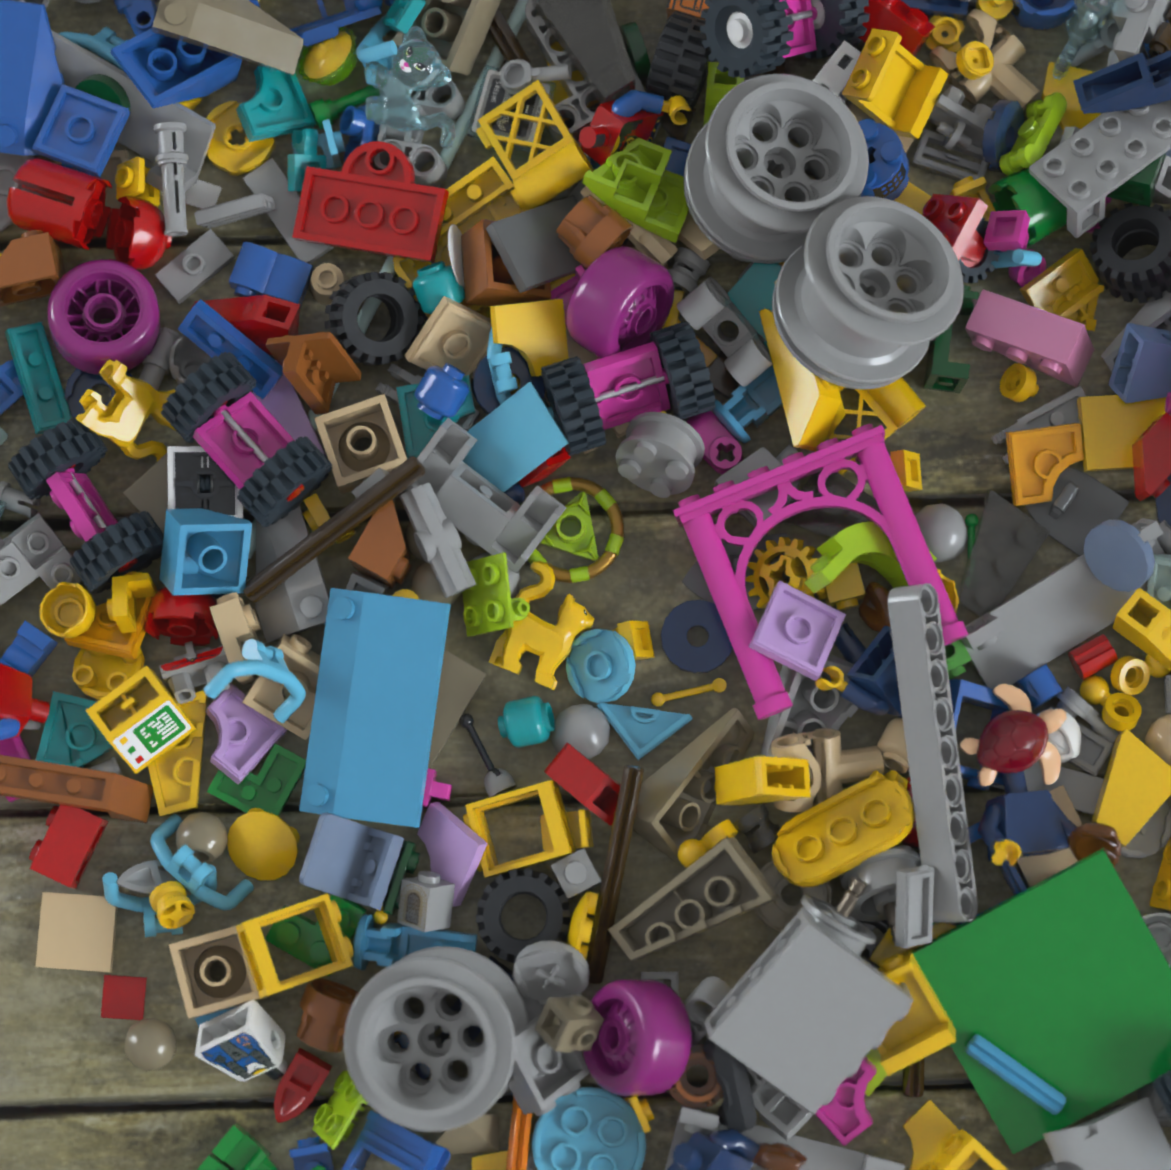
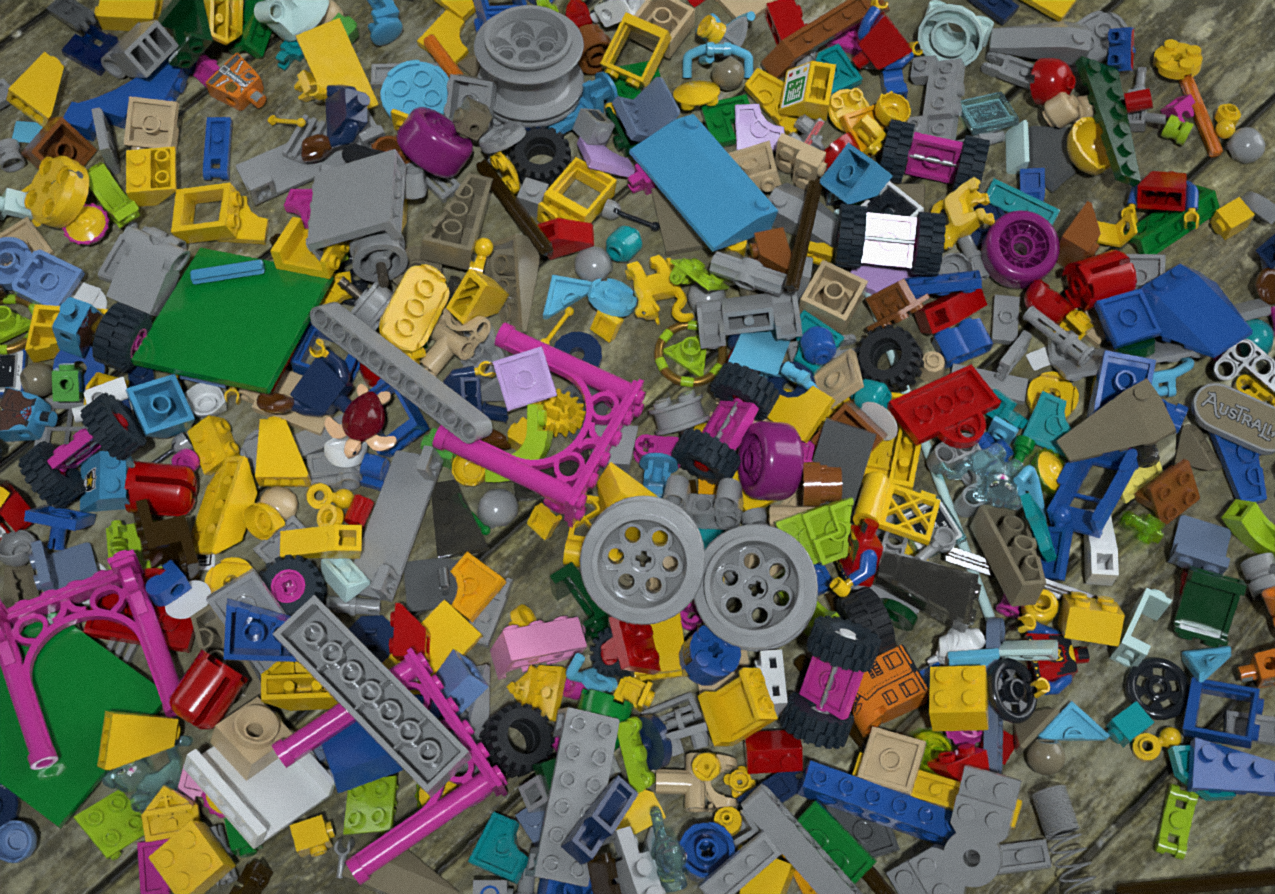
camera: 135 degrees right, 15 degrees down
(266, 663) = (772, 141): medium azure piece -> none
(914, 906) = (345, 294): light grey tile -> none
(1007, 230) = (599, 674): dark pink tile -> none
(1119, 555) = (389, 556): sand blue tile -> none

